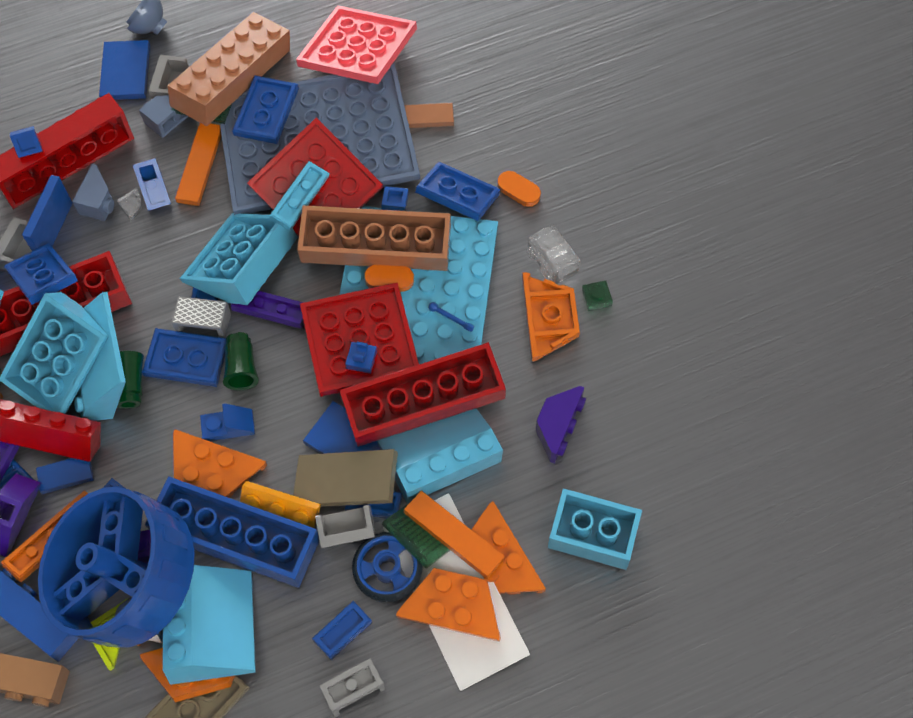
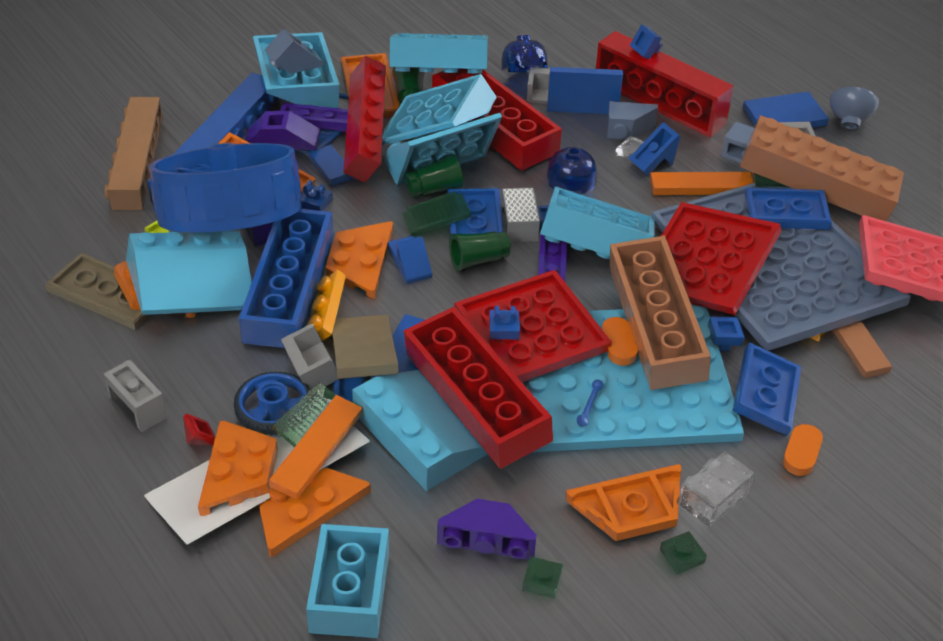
camera: 75 degrees right, 20 degrees down
(40, 273) = (520, 91): blue tile -> none
(152, 261) = (572, 170): none -> clear blue cylinder
(173, 389) = (436, 213): none -> clear green window
(299, 194) = (684, 238): medium azure tile -> none
(342, 630) = (201, 384): blue tile -> none
(404, 635) = (198, 431): none -> red slope
(602, 394) = (542, 577): none -> clear green plate

